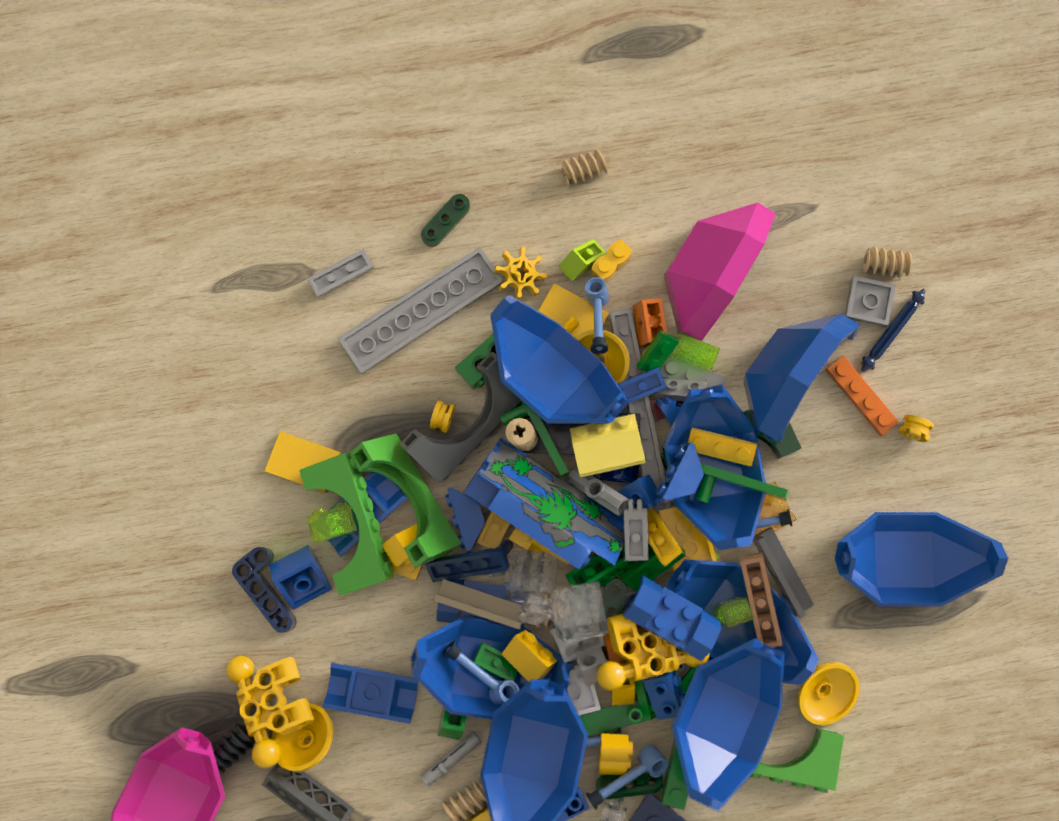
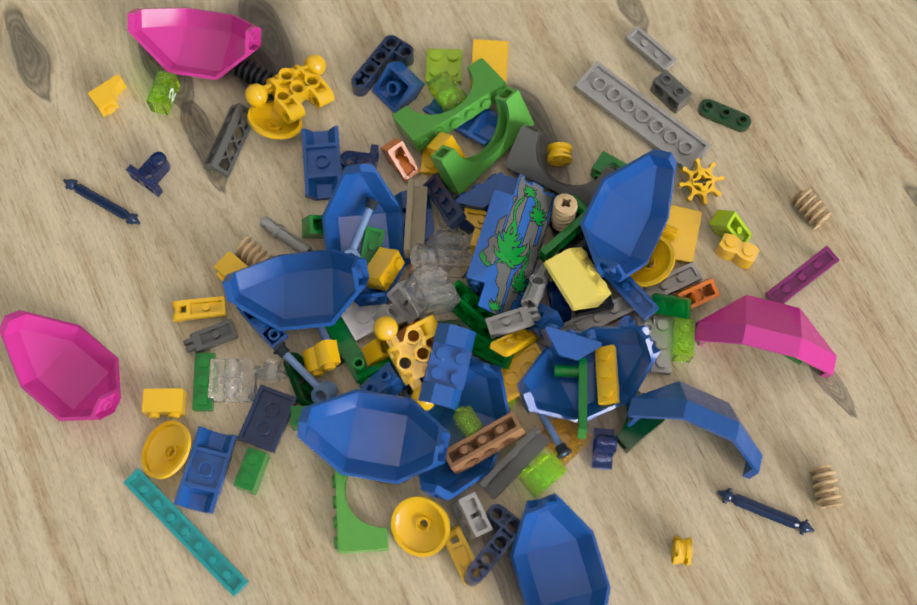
camera: 70 degrees right, 10 degrees down
(287, 515) = (444, 60): none -> lime plate
(384, 650) = (361, 157): none -> clear blue tile
(394, 600) = (400, 159): none -> orange arch
(402, 269) = (670, 91): none -> dark grey brick
(597, 297) = (703, 247): medium blue piece -> none
(660, 205) = (803, 276): none -> magenta piece
(788, 472) = (603, 448): none -> clear blue tile
(801, 546) = (542, 474): none -> clear neon green brick
(832, 635) = (471, 517): none -> light grey brick
(862, 396) = (695, 498): orange plate -> none
(867, 626) = (490, 549): none -> dark blue beam
(868, 655) = (460, 552): none -> yellow plate
(870, 301) = (784, 482): light grey plate -> none

